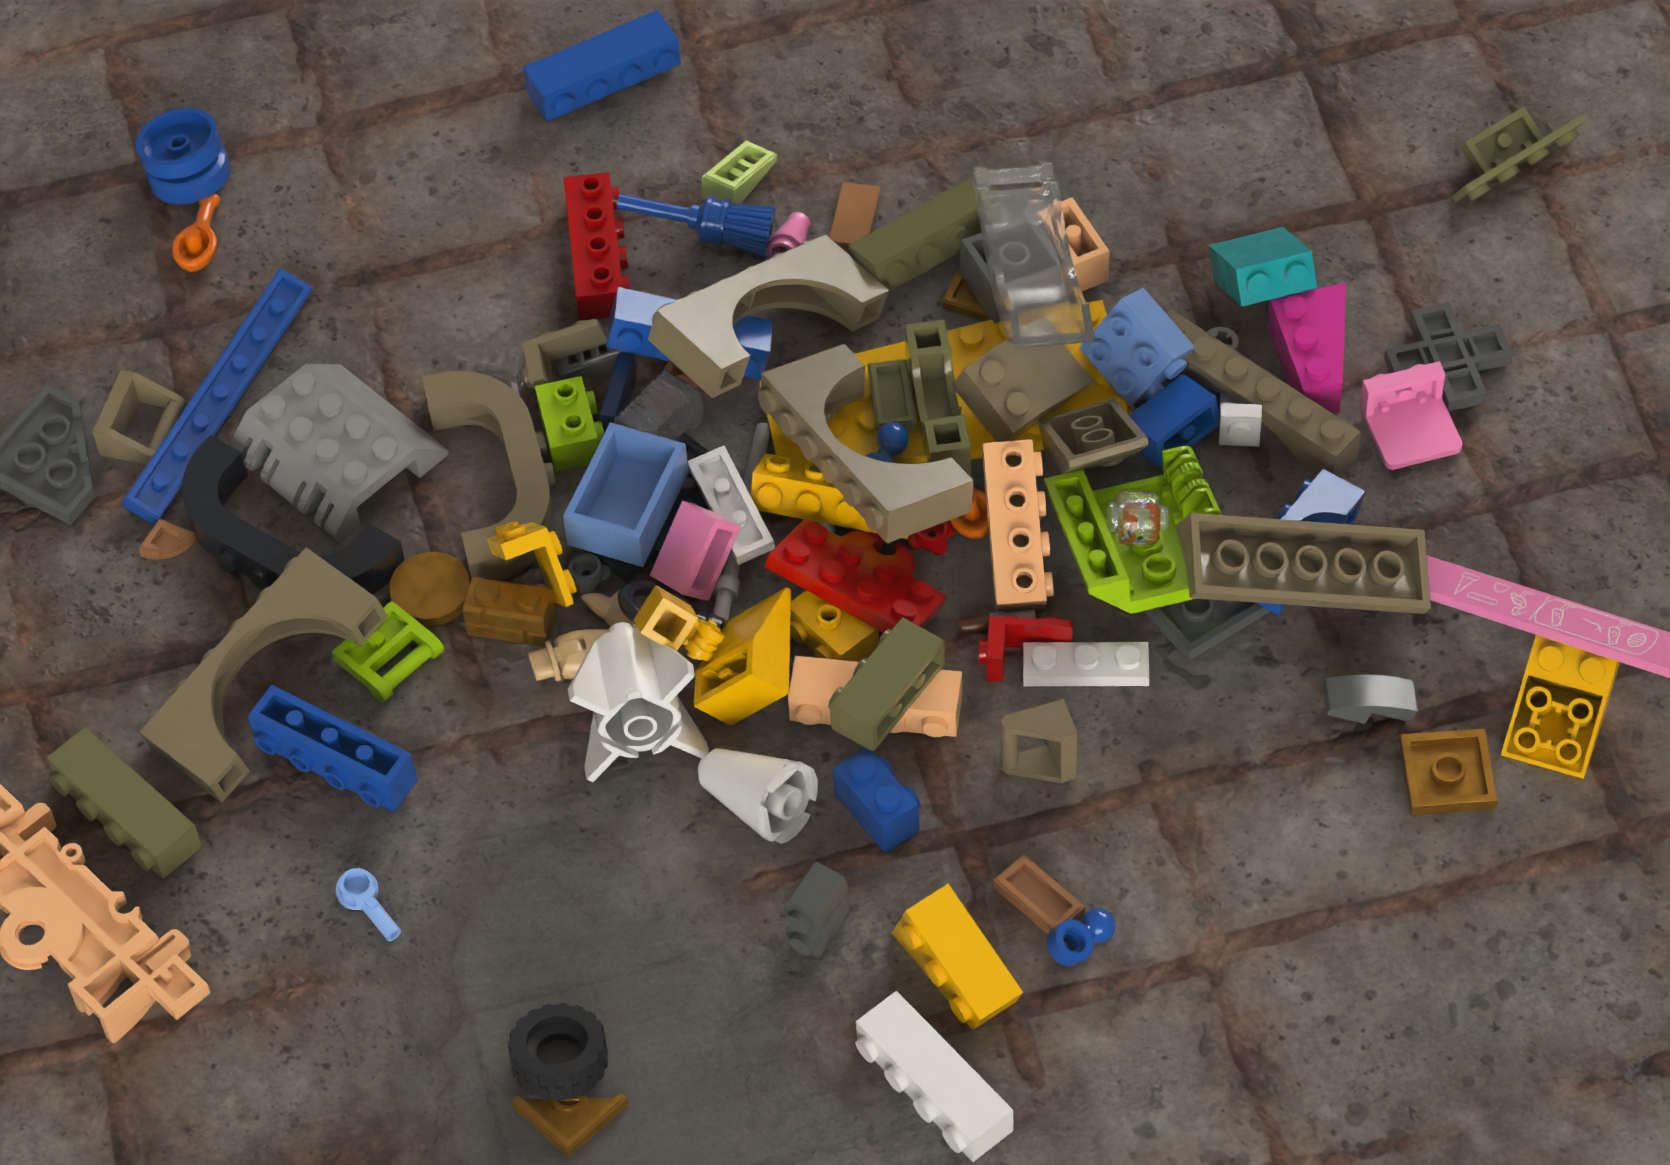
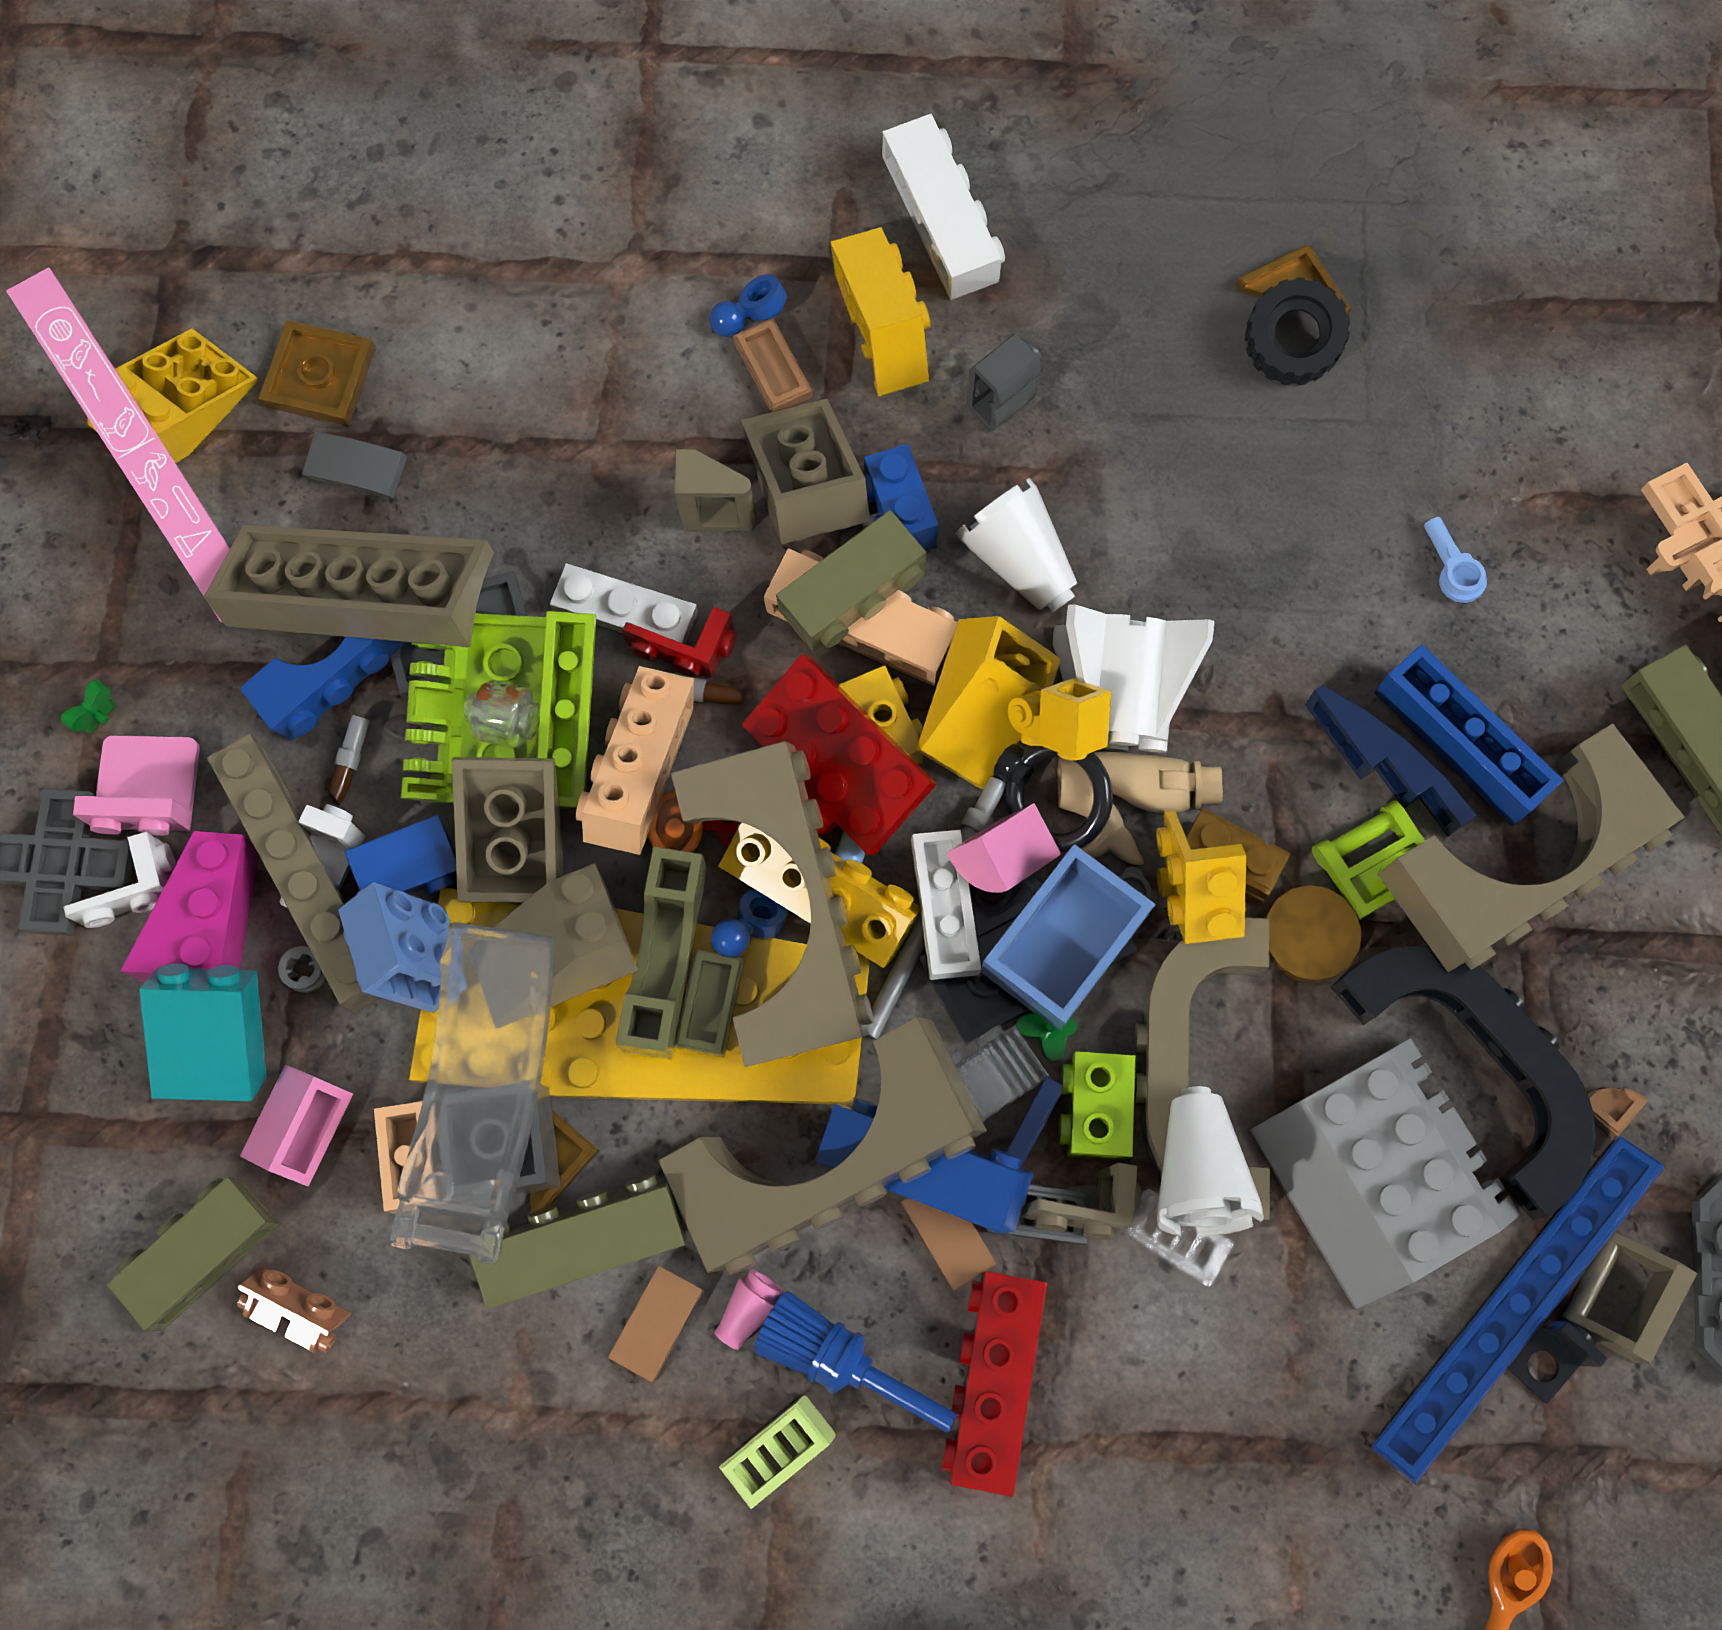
camera: 165 degrees left, 20 degrees up
(179, 372) = (1567, 1345): none -> black bracket
(405, 725) = (1374, 746): none -> dark blue slope
(478, 368) = (1205, 1170): none -> white cone
(975, 808) = (806, 471): none -> dark tan slope
(1118, 154) = (273, 1296): none -> nougat hinge
(1172, 250) = (296, 1125): none -> bright pink brick
(1204, 160) = (192, 1253): none -> olive brick
(1260, 490) = (348, 758): none -> light grey piece
(1369, 351) = (153, 868): none -> white bracket
(1484, 457) = (91, 711): none -> green piece

